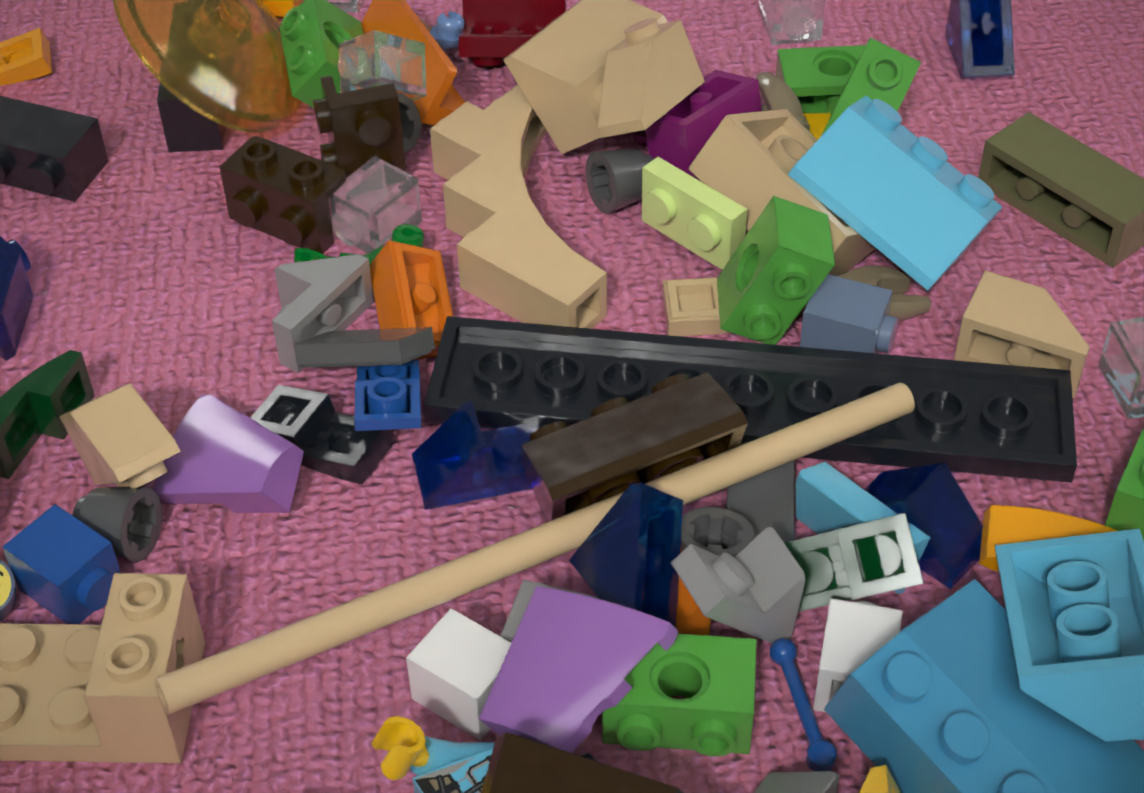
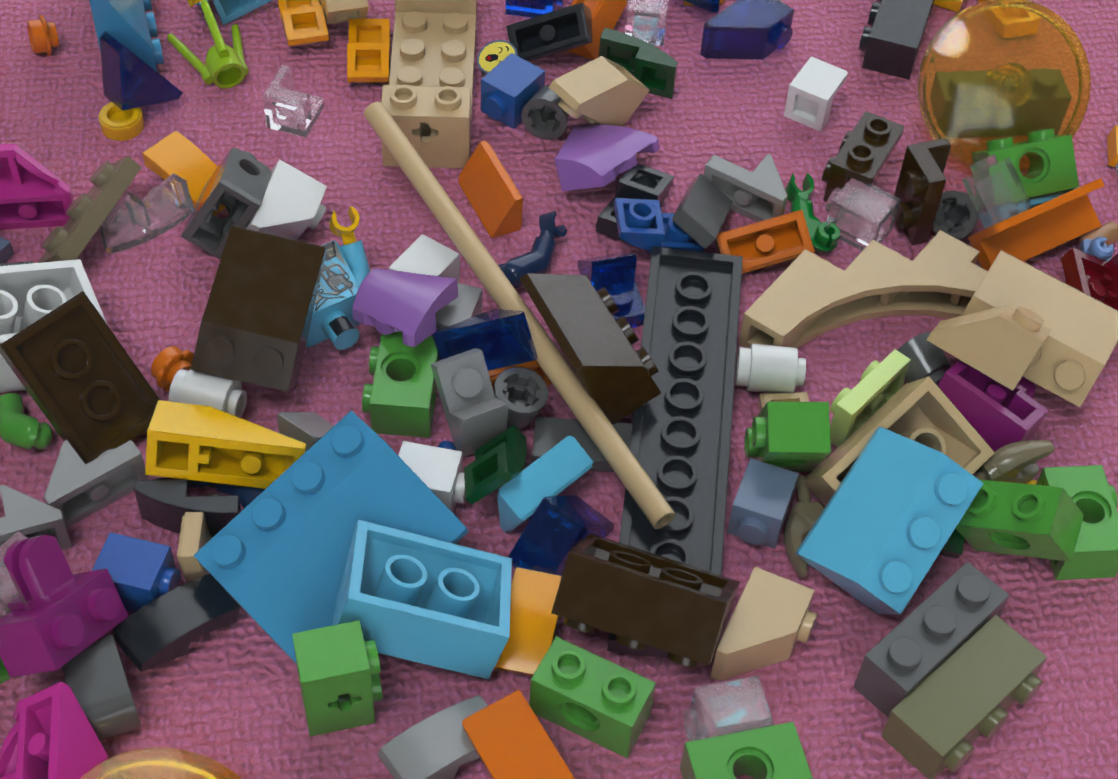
camera: 85 degrees right, 5 degrees up
(141, 231) = (813, 92): none -> white panel
(280, 589) = (491, 192): none -> orange slope
(402, 534) = (541, 253): none -> dark blue arm
(636, 299) = (769, 368): none -> white brick
(1034, 407) = (645, 599): none -> dark brown slope
(1051, 218) = (928, 637): none -> dark grey arch

